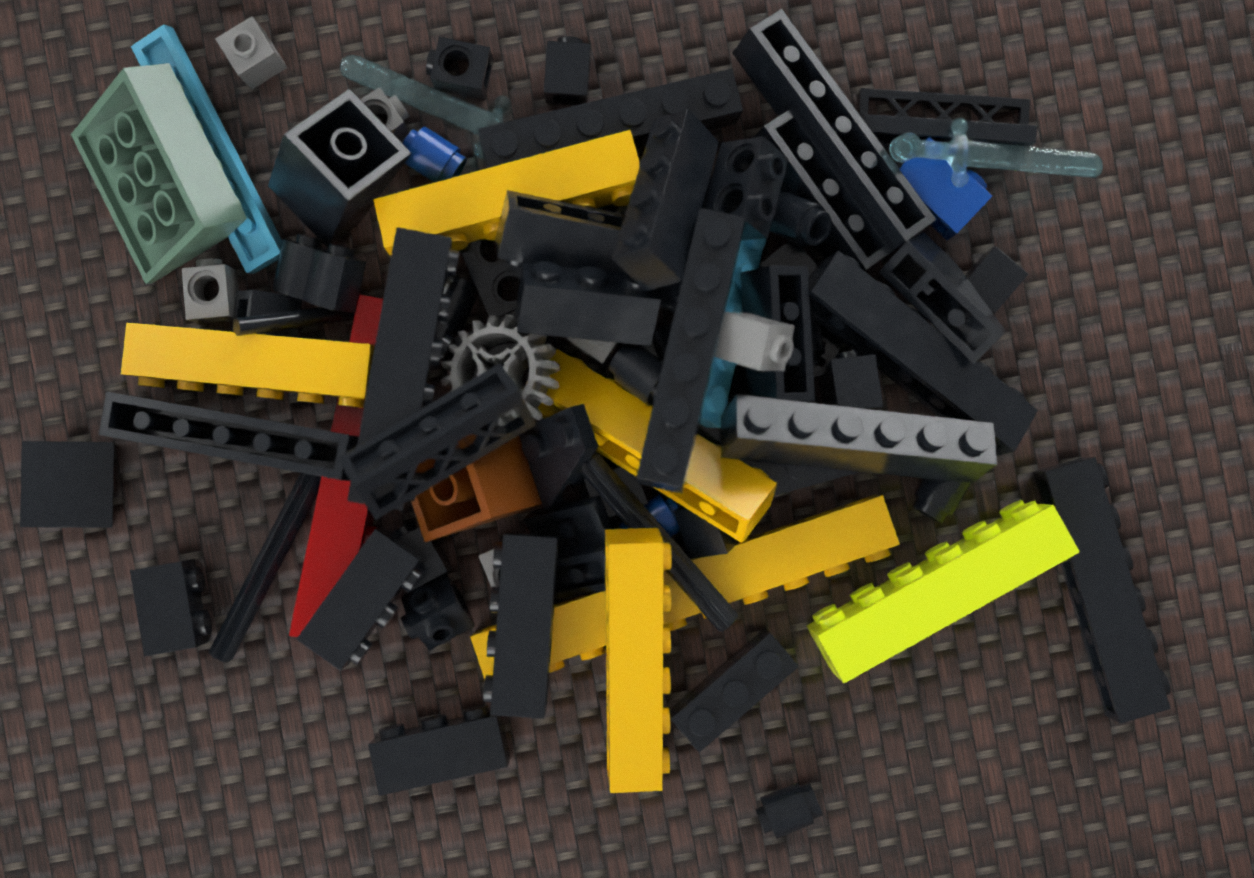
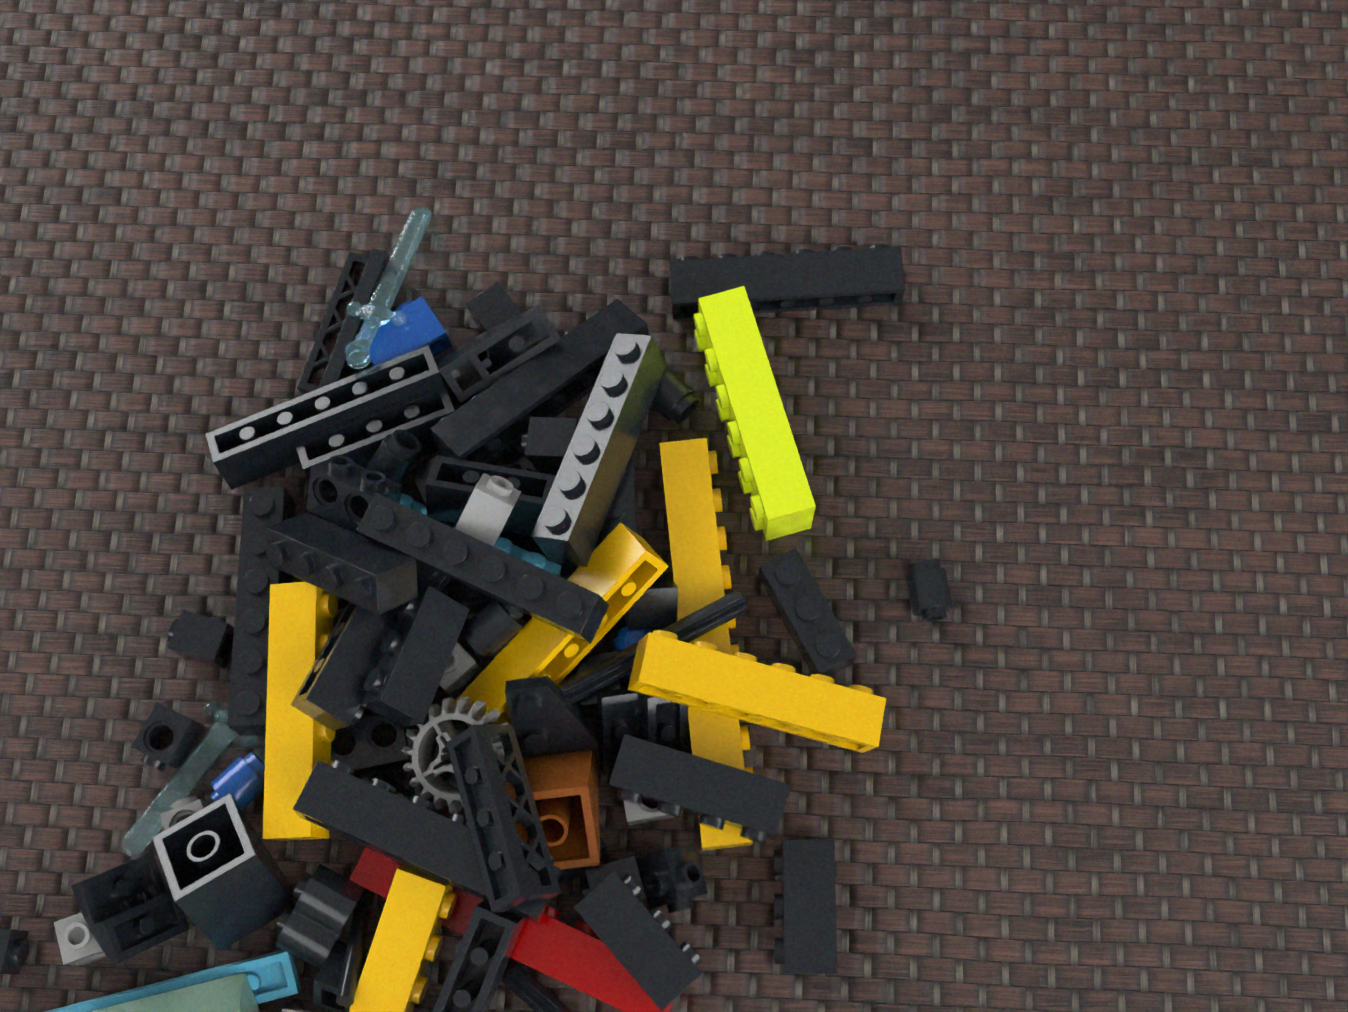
camera: 70 degrees left, 15 degrees down
(283, 83) = (129, 908): none -> black slope

